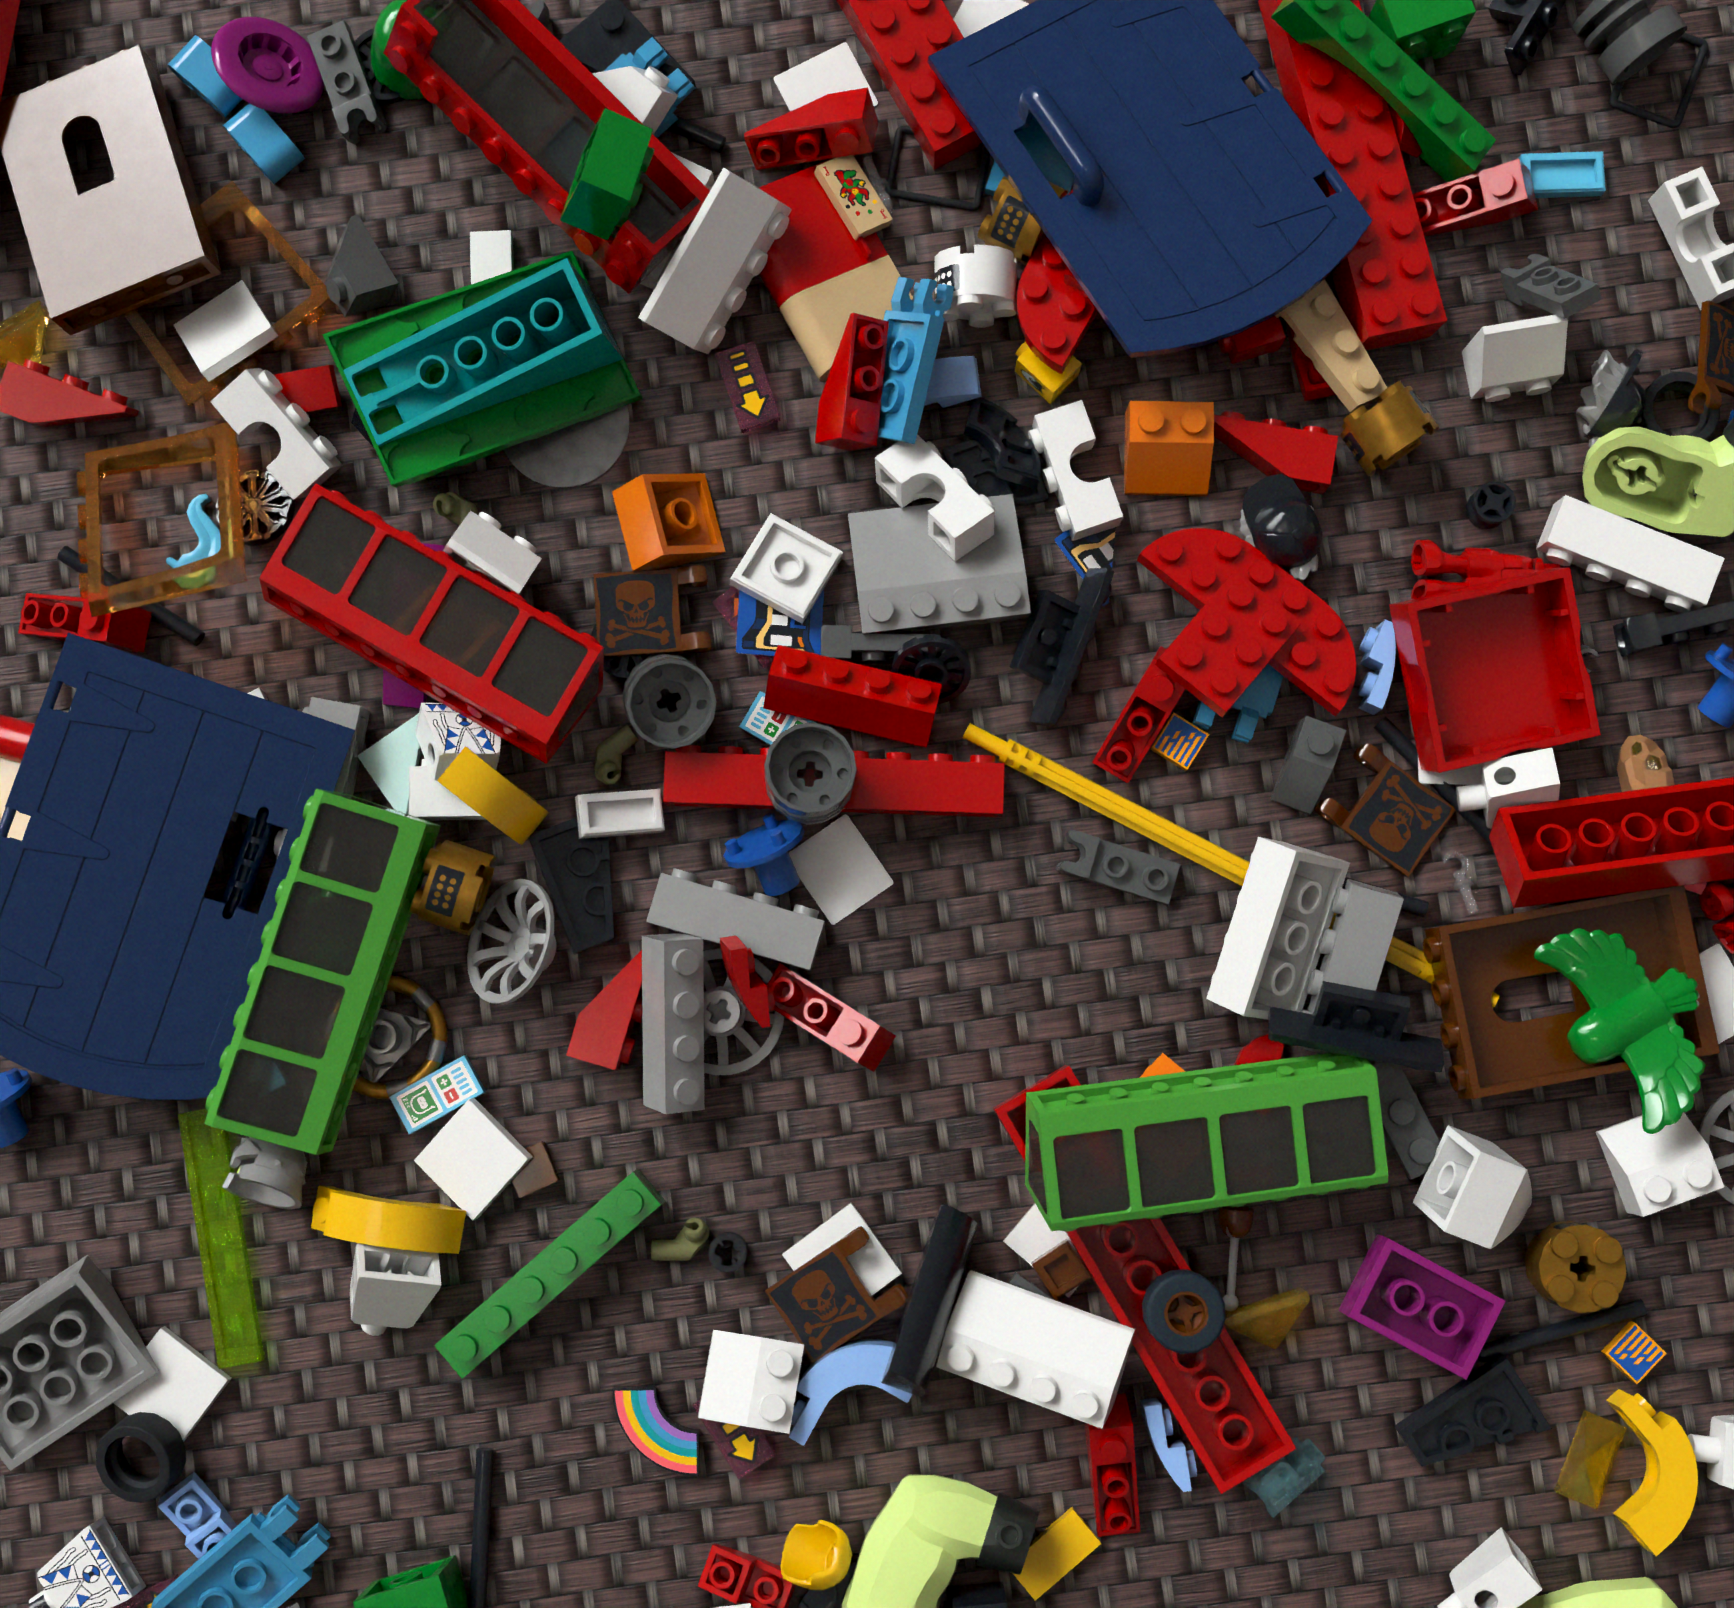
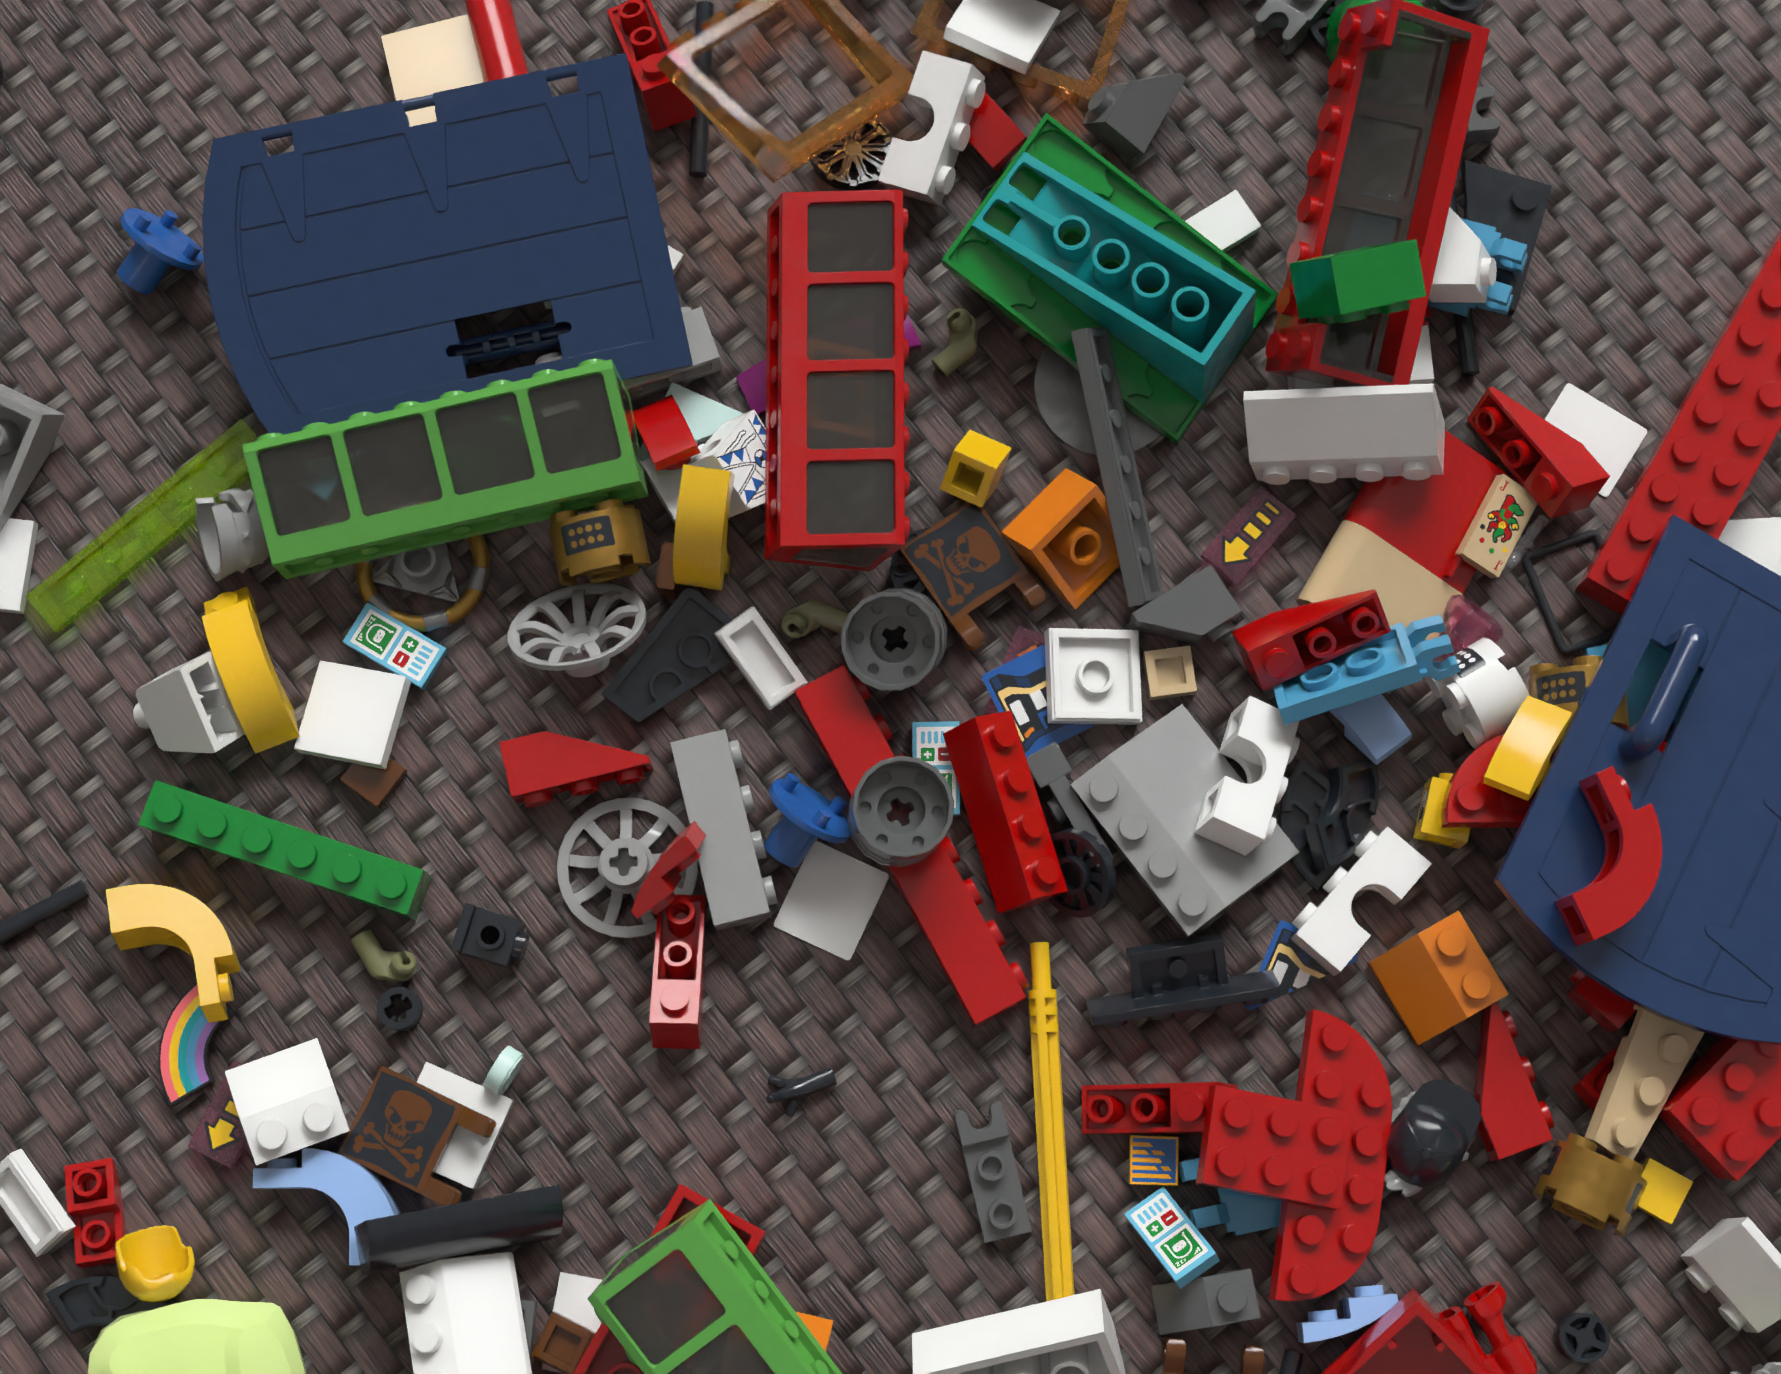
camera: 55 degrees right, 5 degrees down
(206, 531) = (803, 118): medium azure piece -> none
(398, 783) = (665, 434): none -> red slope
(486, 549) = (936, 391): white slope -> none
(507, 845) = (665, 580): none -> reddish brown tile
(548, 1394) = (171, 917): none -> yellow arch
(570, 560) = (975, 468): none -> yellow brick
(634, 449) = (1117, 465): none -> dark grey tile
(673, 1022) = (587, 824): light grey brick -> none
(710, 1166) = (470, 931): none -> black brick
(780, 463) = (1190, 611): none -> dark grey slope
(817, 509) = (1169, 672): none -> tan tile
(825, 1197) = (504, 1070): none -> light aqua tile
(915, 261) = (1468, 623): none -> clear pink brick
(970, 977) = (800, 1088): none -> black bar
(1042, 272) = (1527, 748): none -> yellow slope
(1178, 249) = (1628, 866): none -> red arch
(1247, 761) = (1171, 1237): none -> tile
(1421, 378) = (1663, 1191): none -> yellow tile

